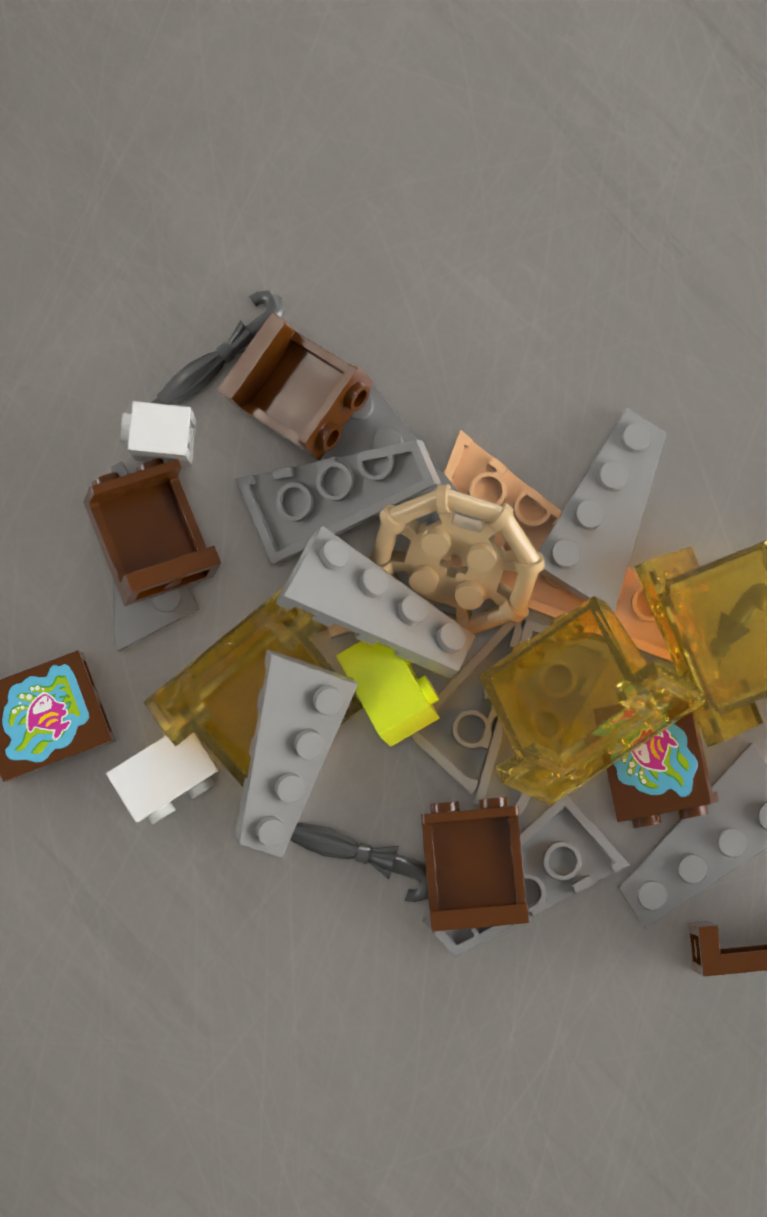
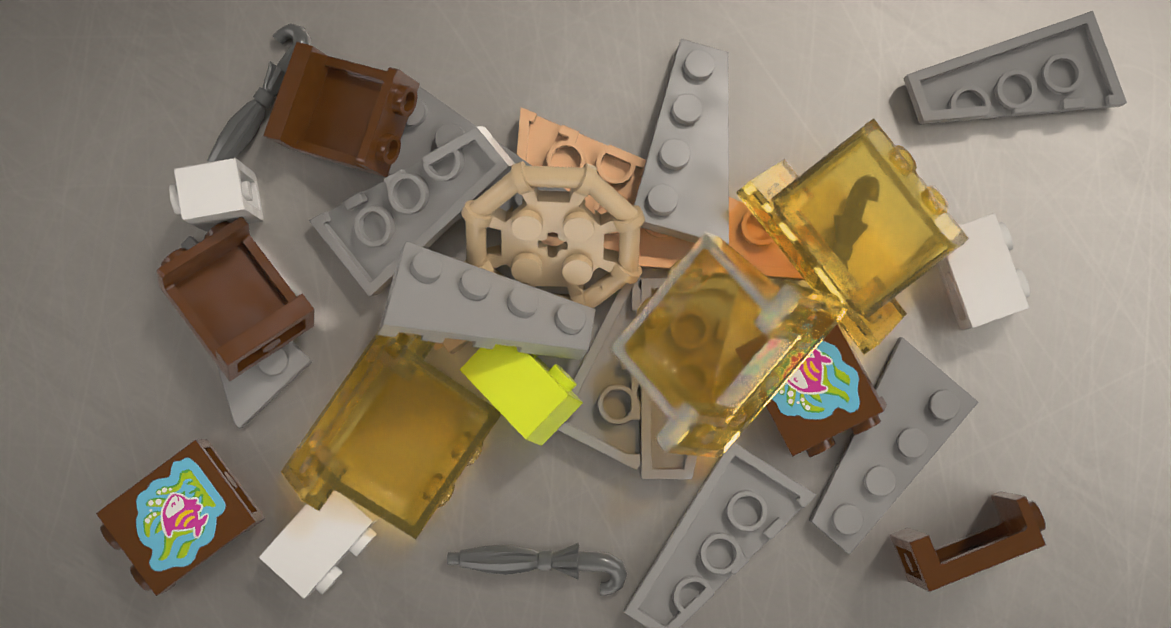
camera: 20 degrees left, 0 degrees up
(293, 734) = (438, 464): light grey wing -> none
(474, 865) = (661, 543): reddish brown panel -> none

